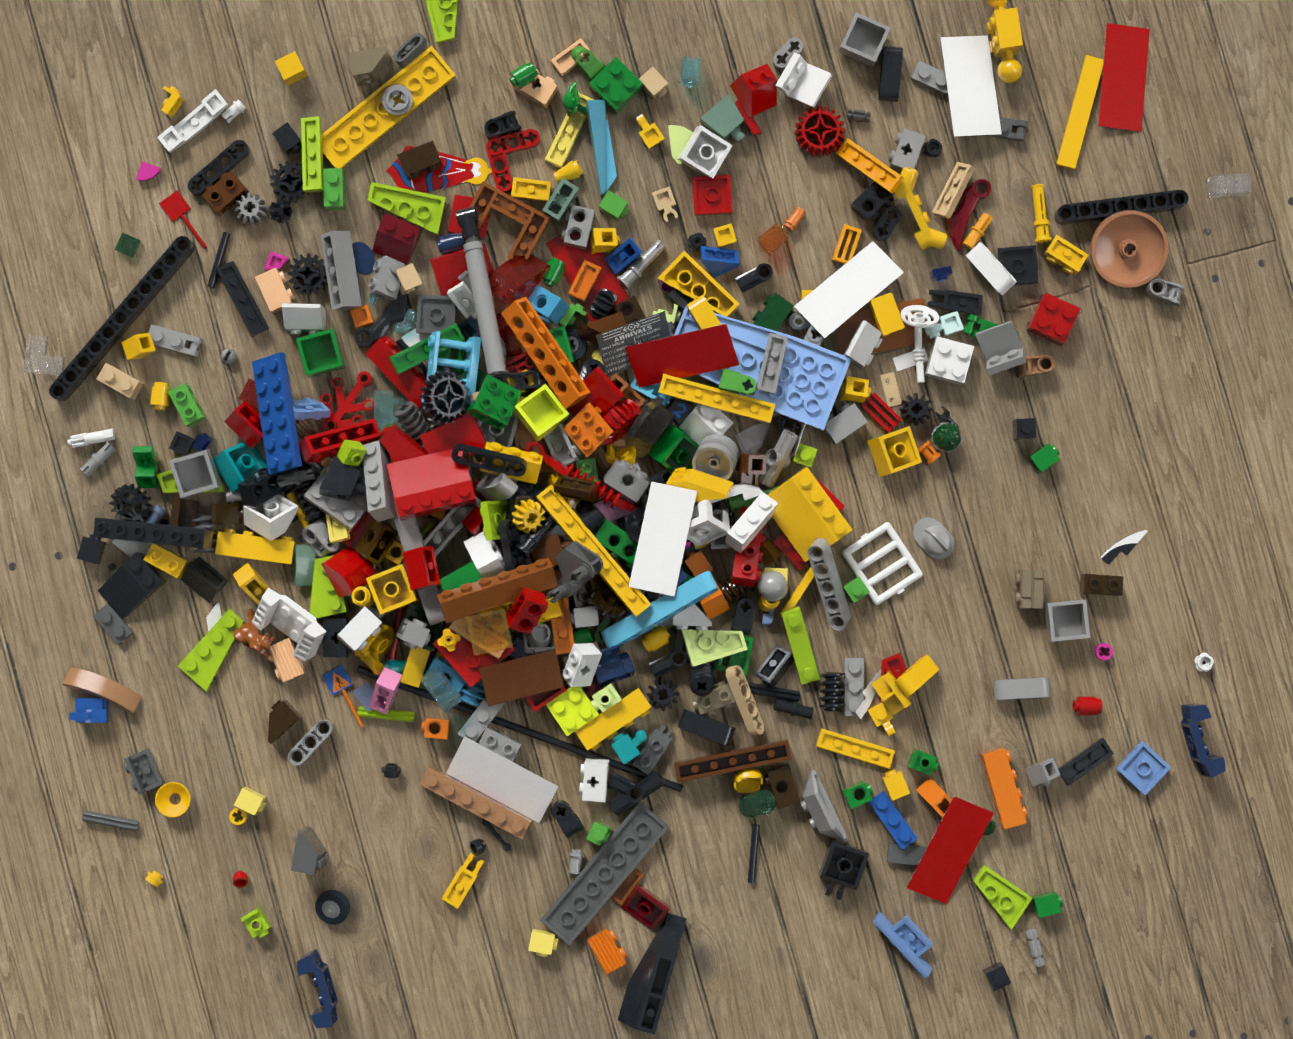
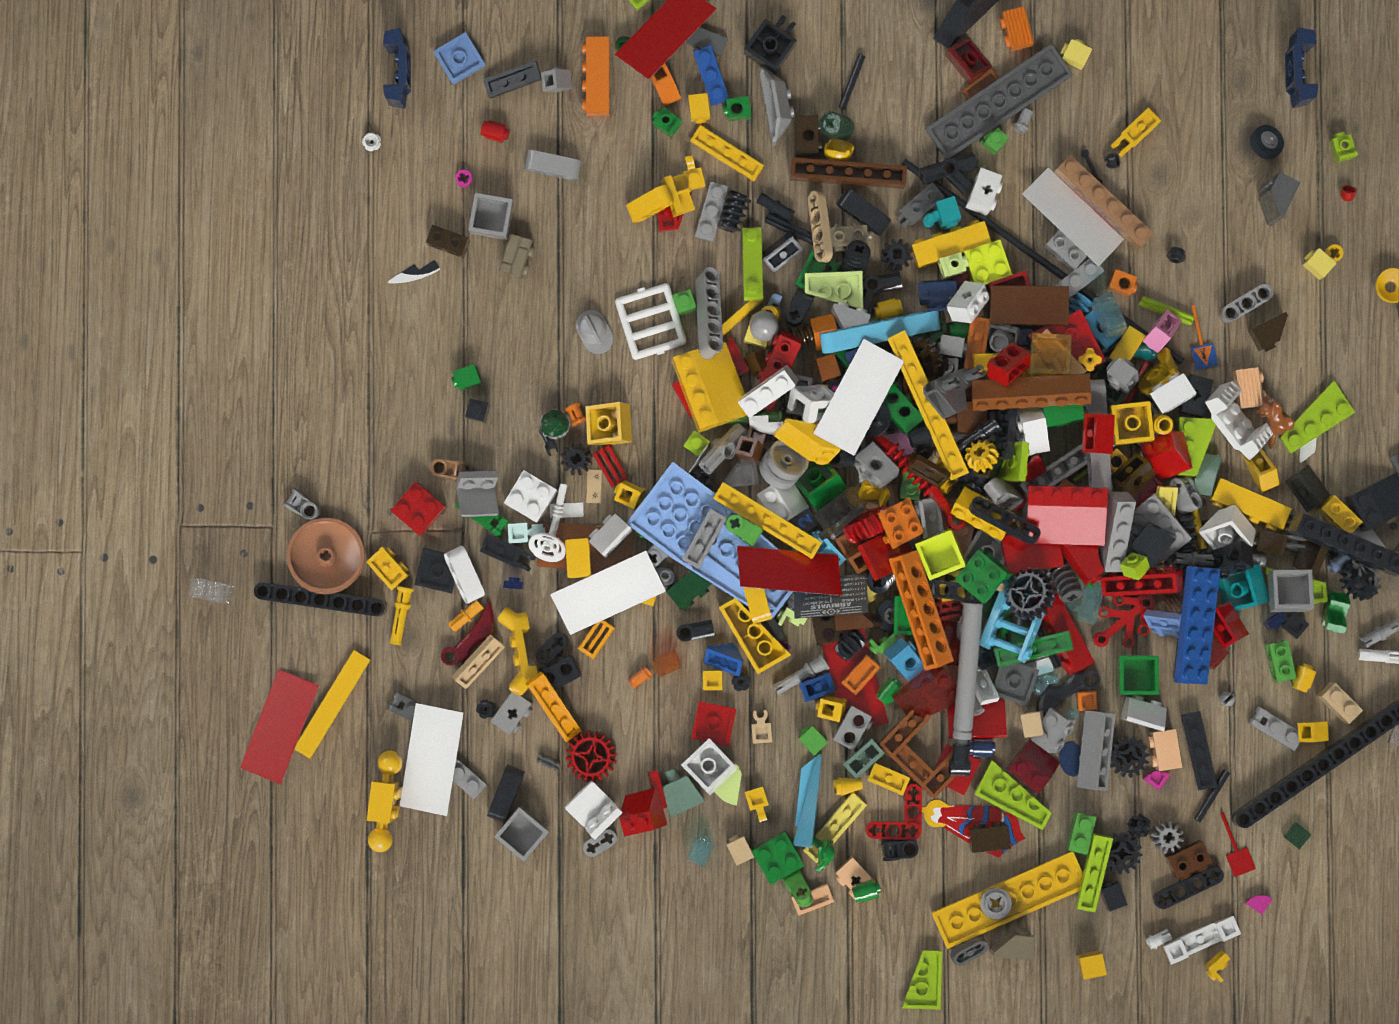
camera: 160 degrees left, 0 degrees up
(364, 695) = (1182, 334): sand blue sticker -> none
(568, 822) = (1020, 160): black piece -> none
(844, 423) = (648, 465): light grey brick -> none
(869, 693) = (699, 199): white sticker -> none

